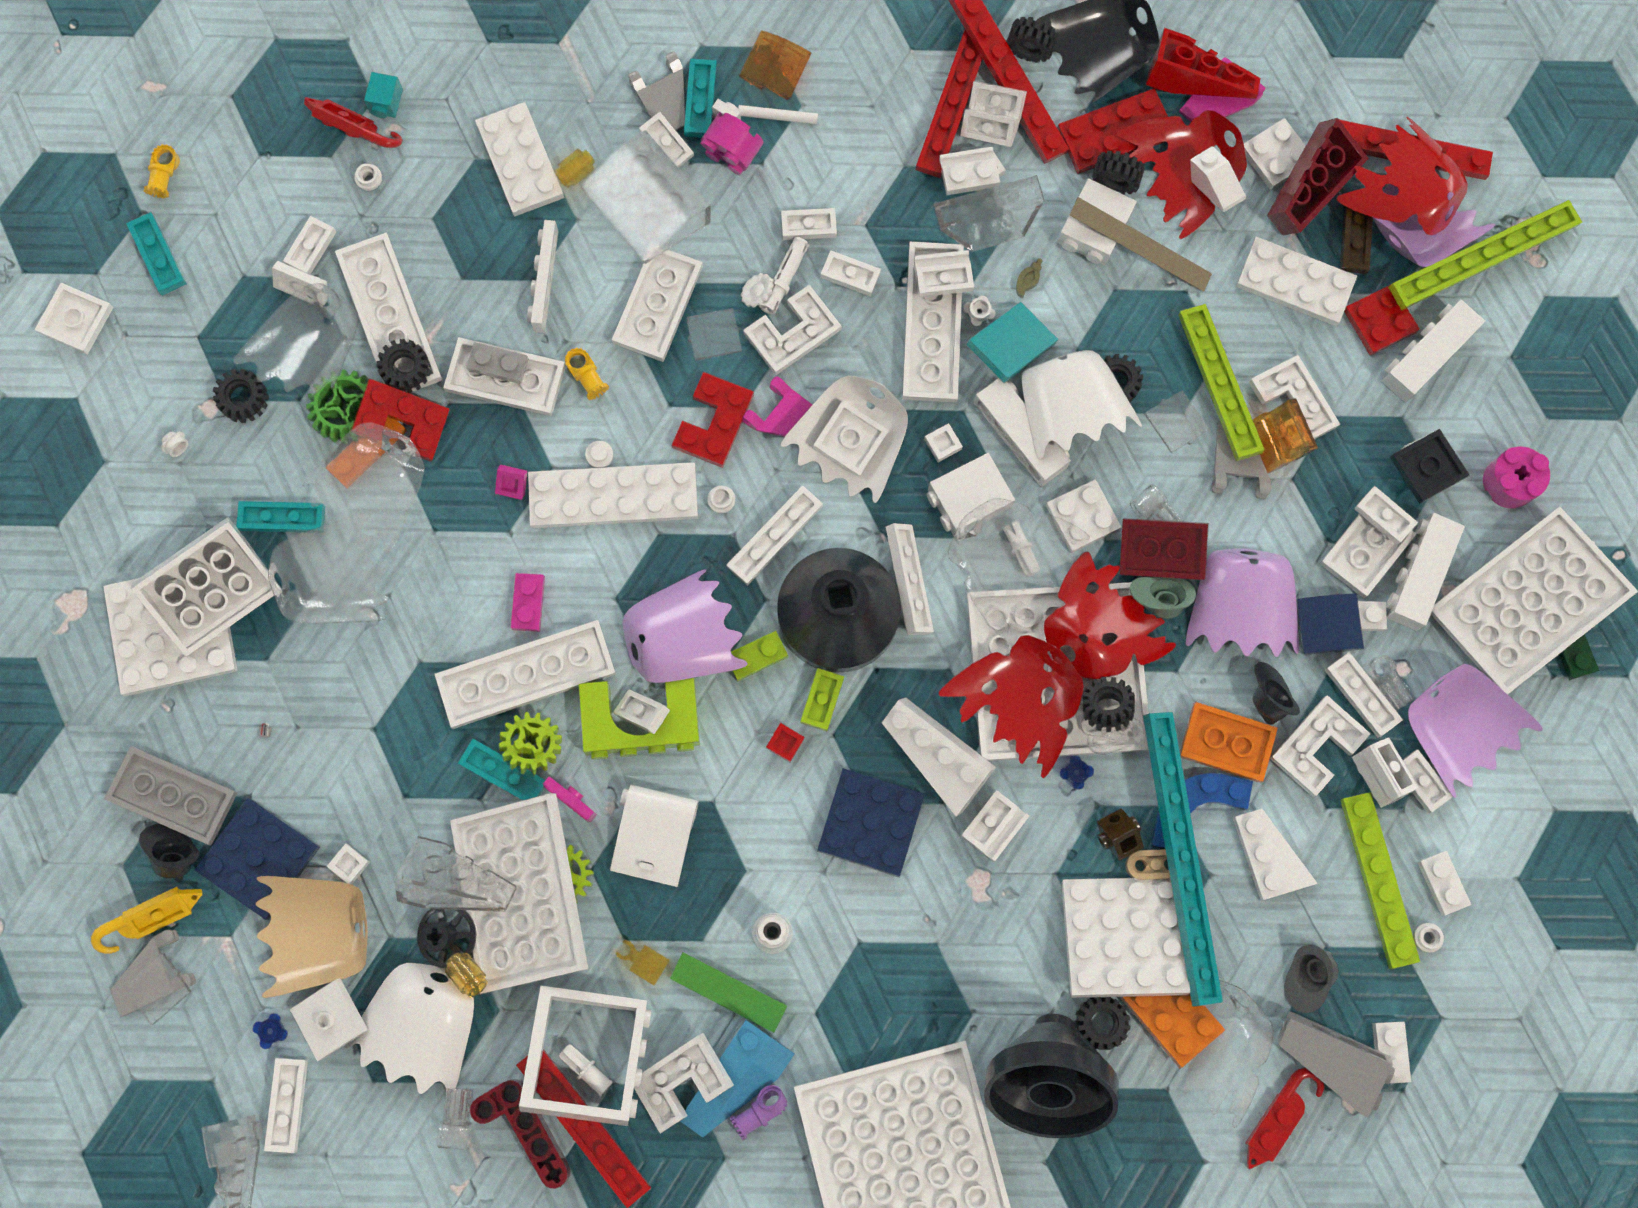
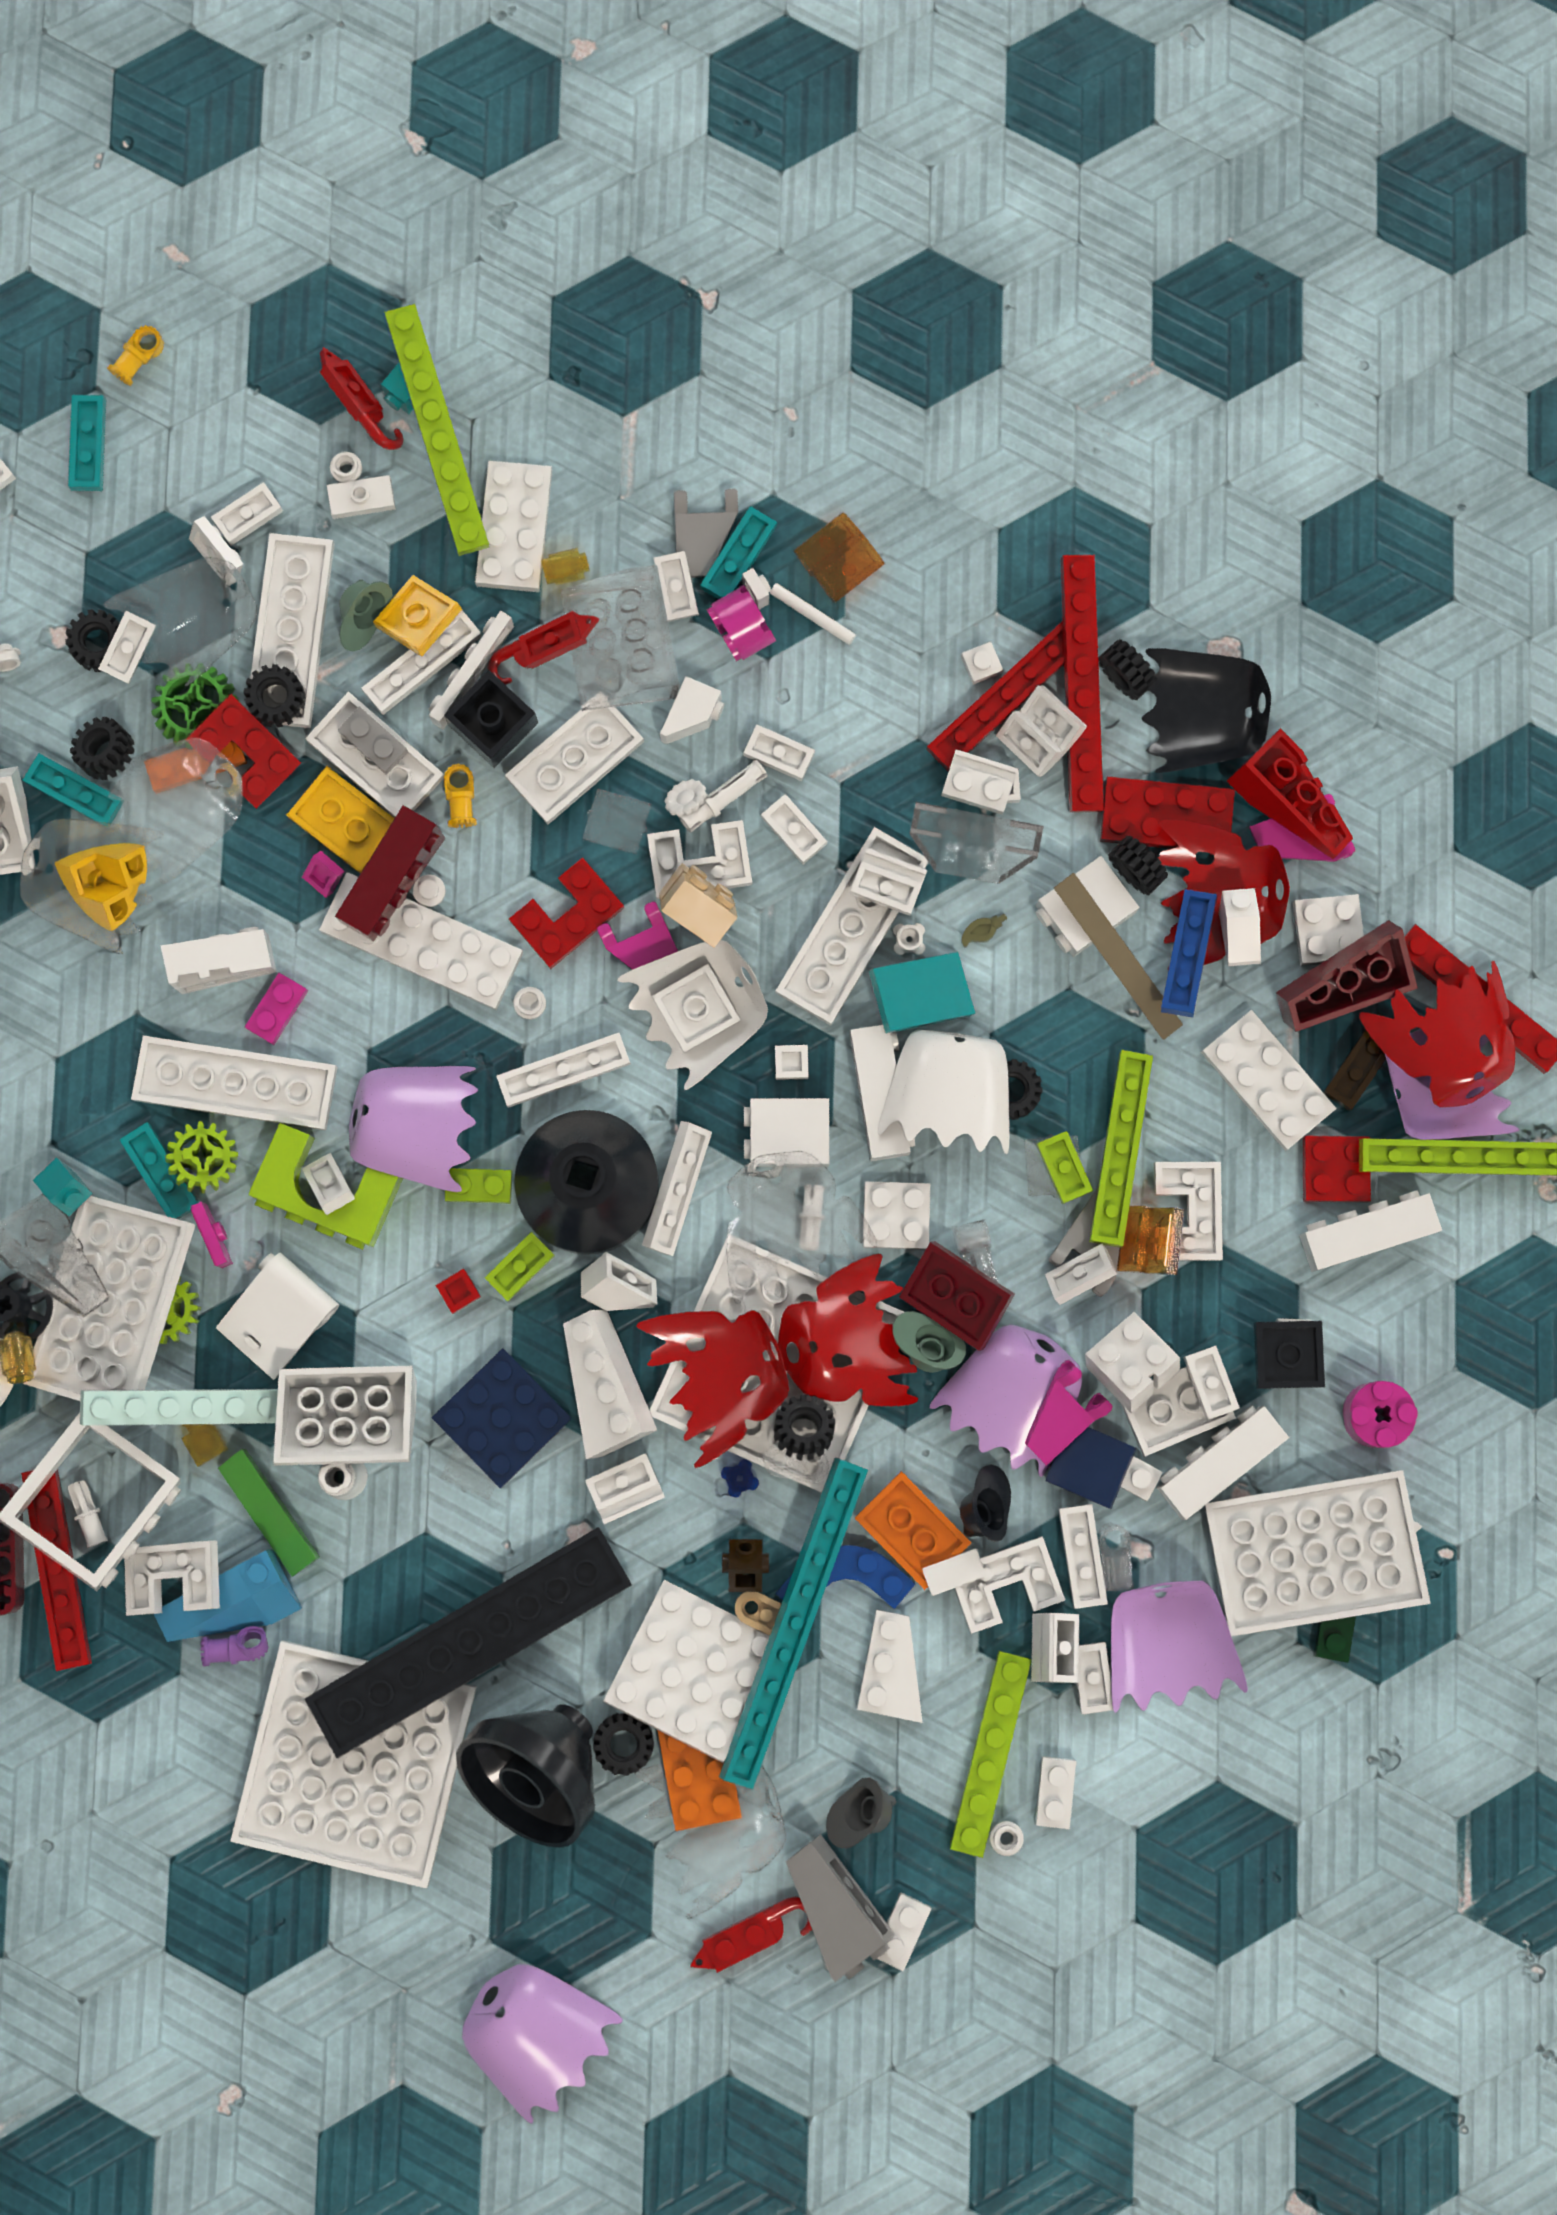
camera: 30 degrees right, 5 degrees up
(268, 385) = (127, 647): none -> white plate
(297, 479) = (92, 739): none -> black tyre
(342, 571) = (105, 881): none -> yellow brick
(391, 193) = (361, 497): none -> white plate
(425, 113) = (437, 429): none -> lime plate
(432, 822) = (62, 1186): none -> teal brick
(436, 272) = (358, 610): none -> sand green piece
(464, 585) = (218, 960): none -> white wedge
(481, 256) = (417, 615): none -> yellow tile
(502, 289) = (413, 670): none -> white plate
(505, 435) = (341, 818): none -> yellow tile
(565, 452) = (390, 873): none -> dark red wedge
(579, 302) = (491, 719): none -> black brick
(590, 229) = (545, 642): none -> red plate
(618, 942) = (178, 1406): none -> light aqua plate
(728, 224) = (692, 710): none -> white slope
(752, 880) = (345, 1415): none -> white slope
(819, 359) = (698, 904): none -> tan piece
(905, 674) = (617, 1285): none -> white slope
(921, 89) = (982, 663): none -> white plate
(940, 1009) = (467, 1642): none -> black plate
(1188, 416) = (1064, 1167): none -> lime plate
(1190, 217) = (1188, 953): none -> blue plate
(1244, 486) = (1081, 1274): none -> white plate
(1277, 756) = (954, 1572): none -> white sticker
(1292, 596) = (1061, 1416): none -> dark pink flag
(1318, 529) = (1128, 1360): none -> white piece

